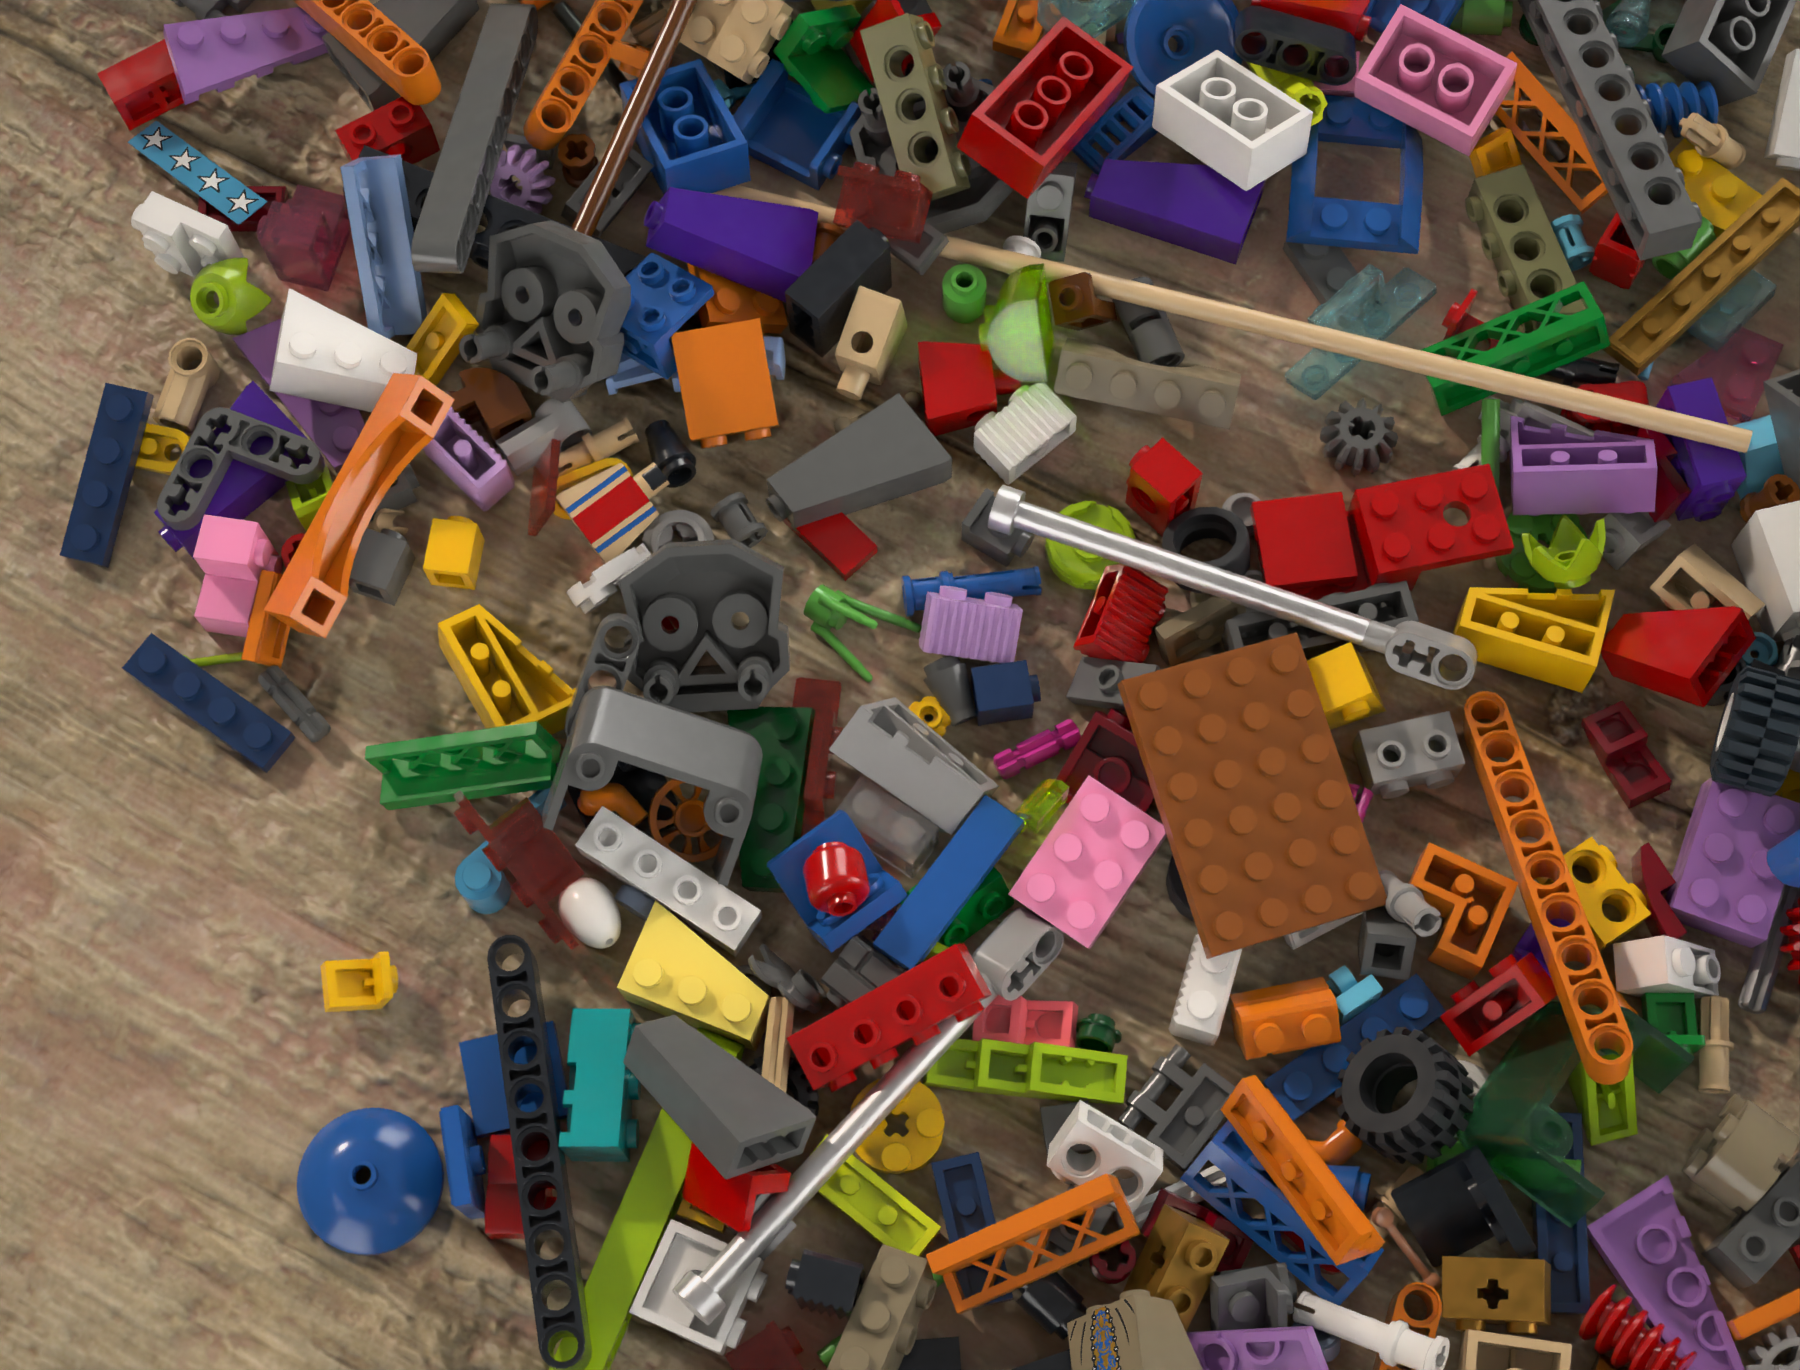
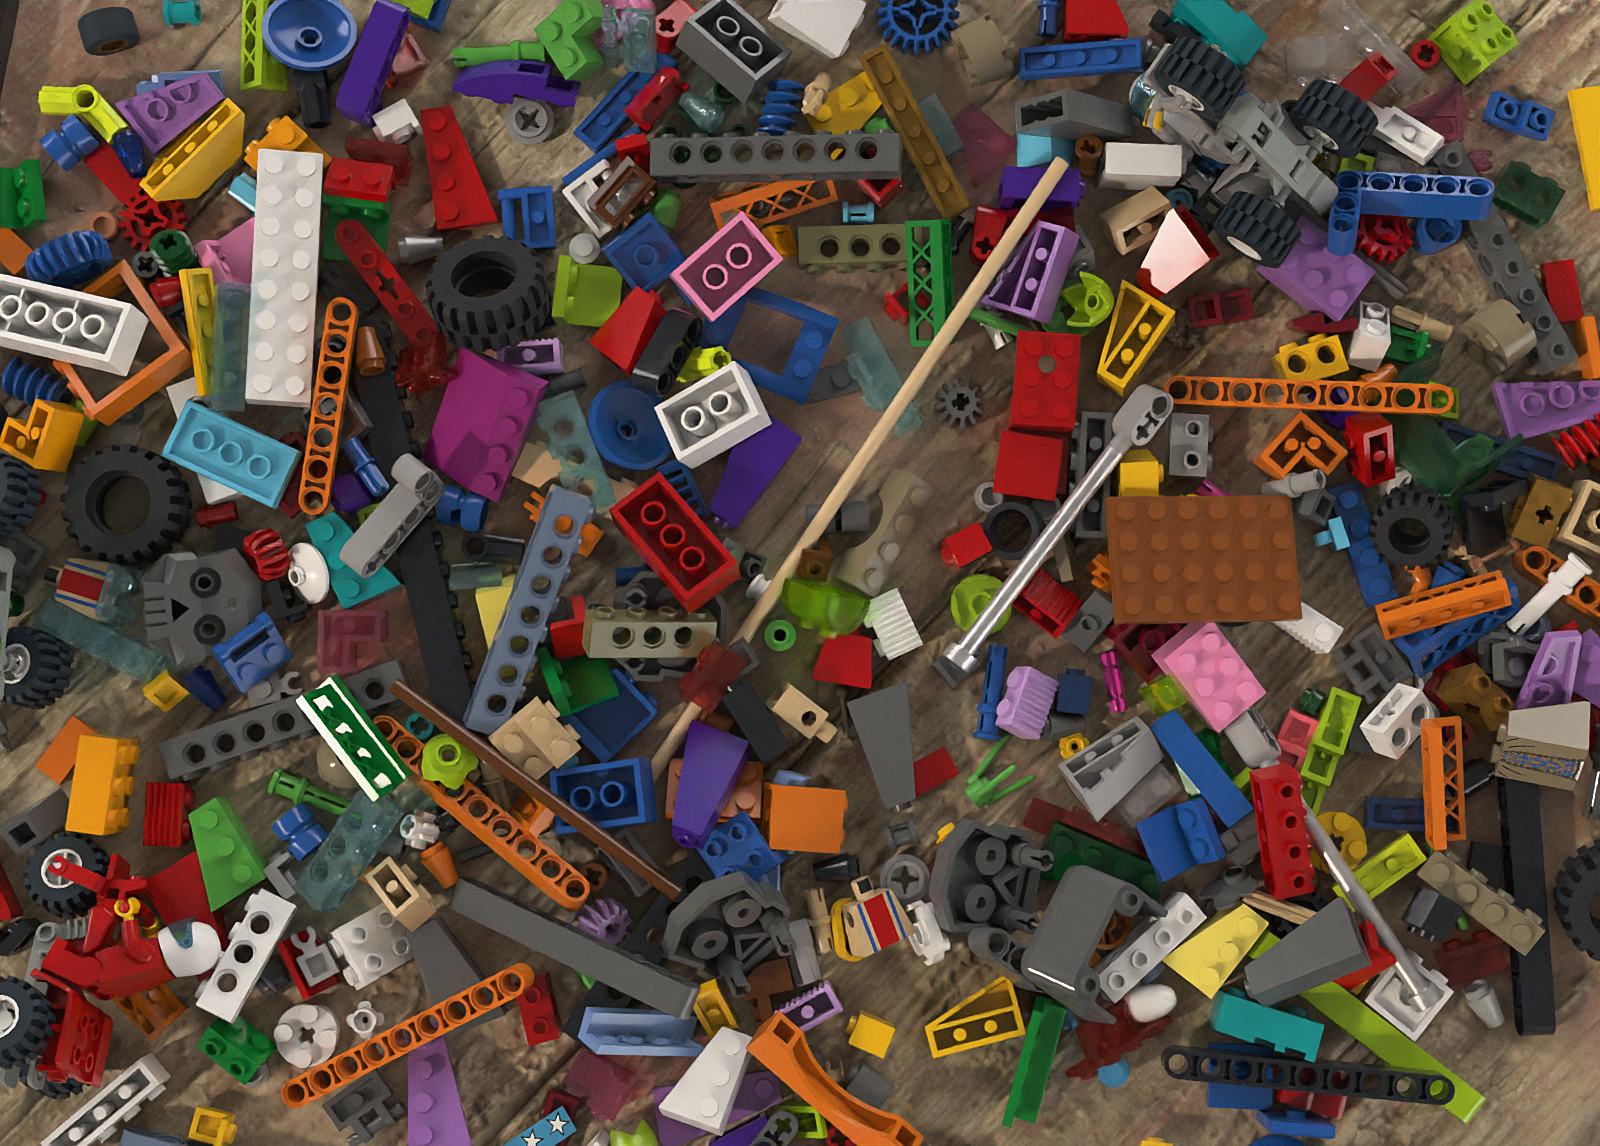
camera: 75 degrees left, 15 degrees up
(544, 487) = (846, 961): clear red piece -> none
(836, 879) = (1186, 840): red head -> none
(1285, 1018) = (1338, 581): orange brick -> none

